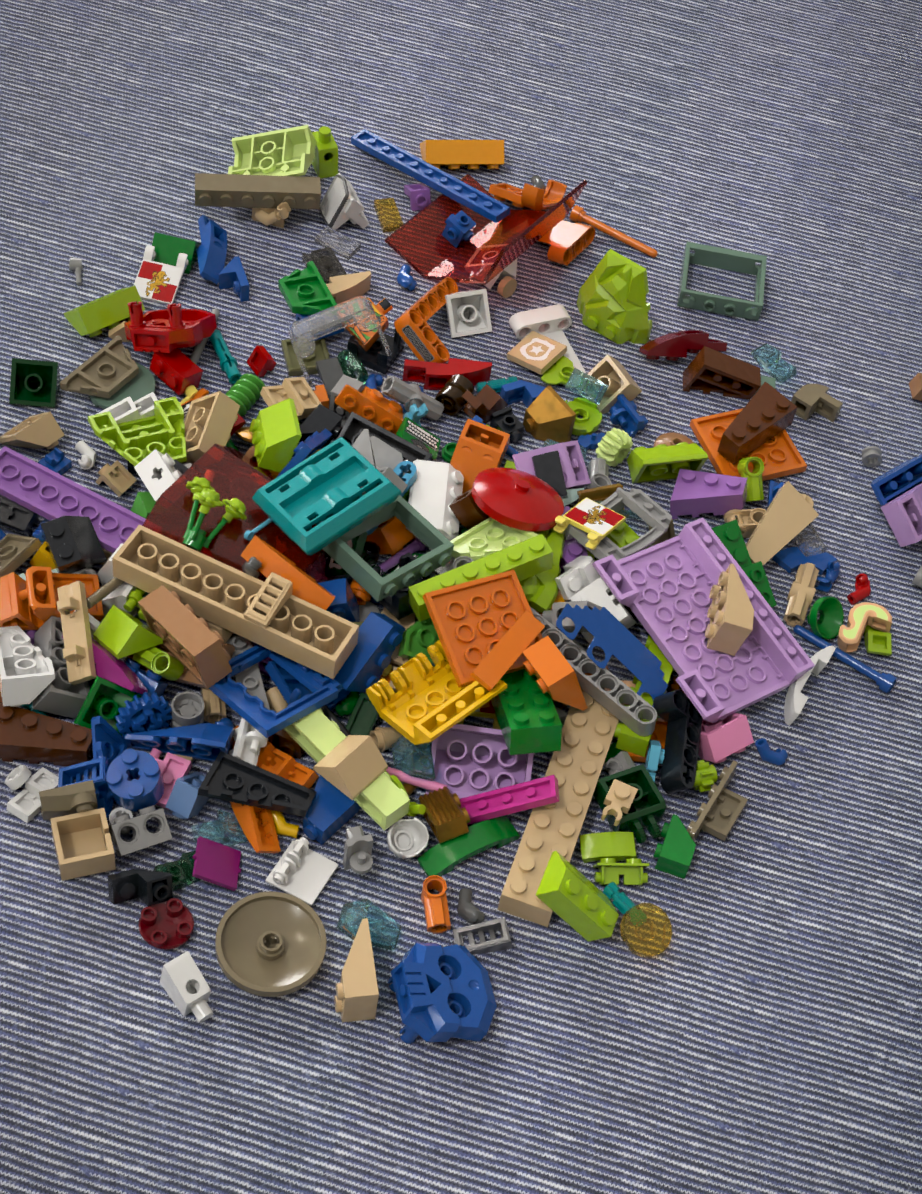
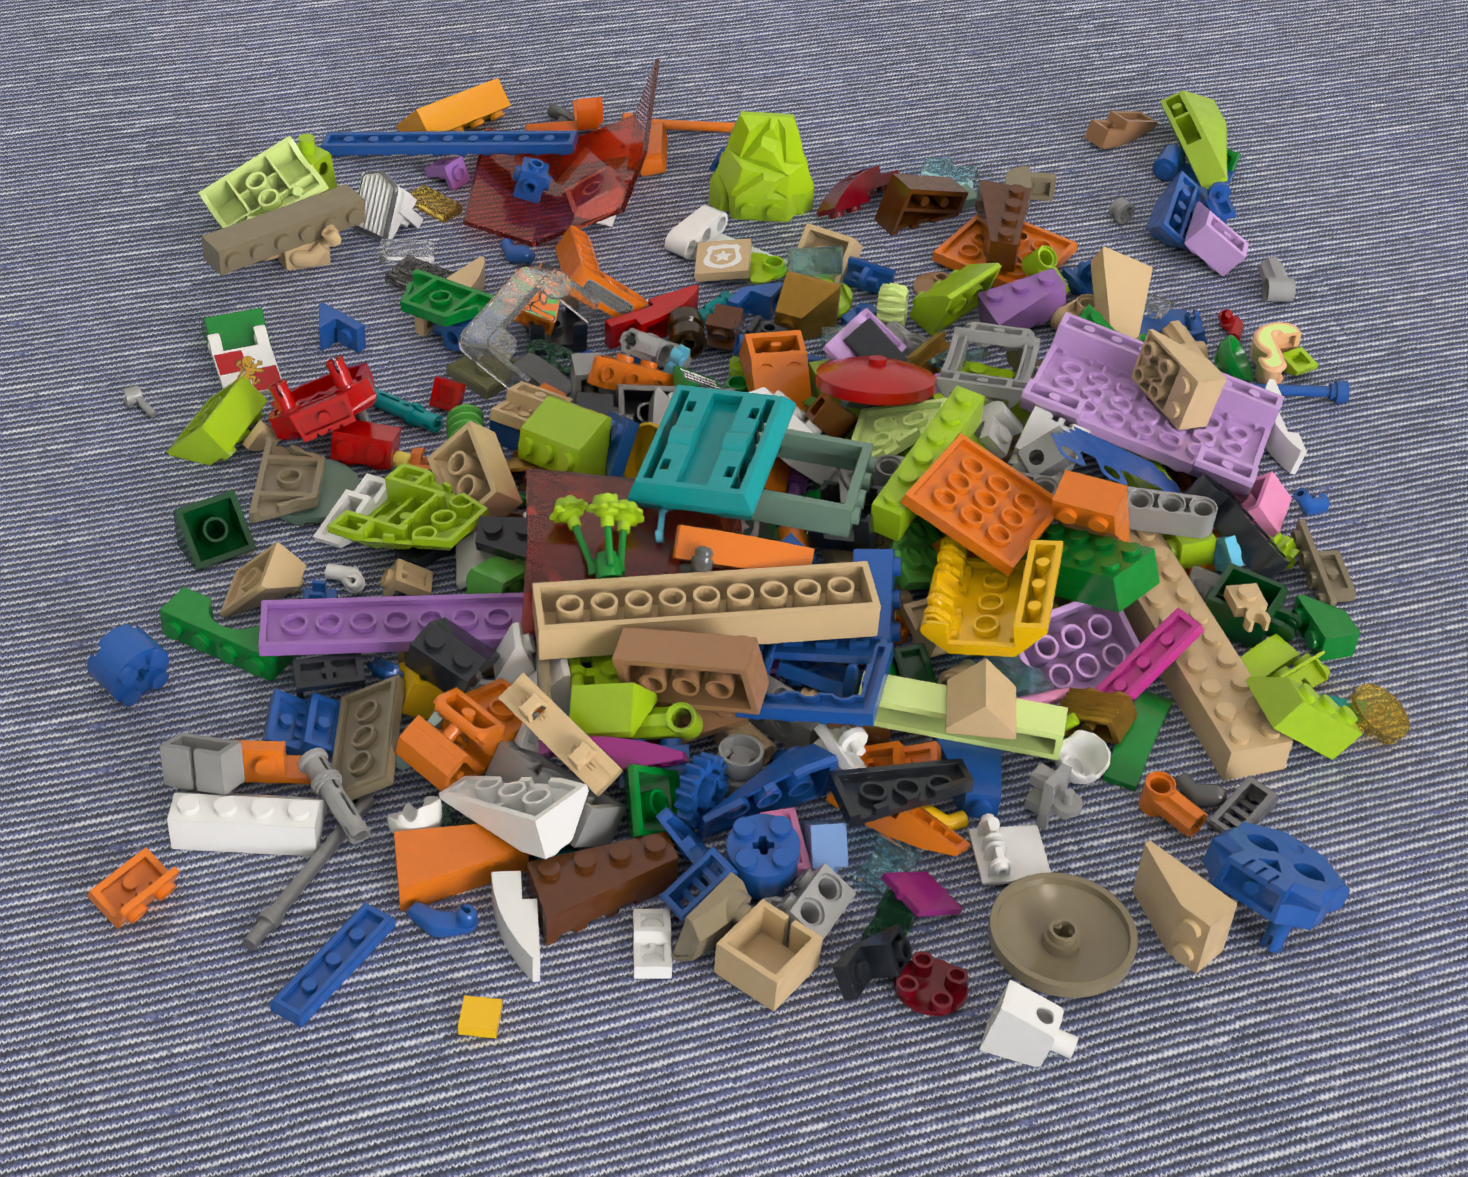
camera: 30 degrees left, 10 degrees down
(17, 777) = (618, 934): white tile -> none
(157, 472) = (504, 549): white brick -> none
(213, 249) = (280, 310): blue slope -> none
(275, 586) = (756, 578): tan slope -> none
(383, 929) = (1119, 859): clear light blue slope -> none
(468, 313) = (621, 251): white slope -> none
(507, 286) = (630, 216): tan tile -> none
(507, 650) = (1033, 510): orange slope -> none
(592, 519) = (964, 365): flag -> none
(727, 260) = (831, 98): sand green window -> none

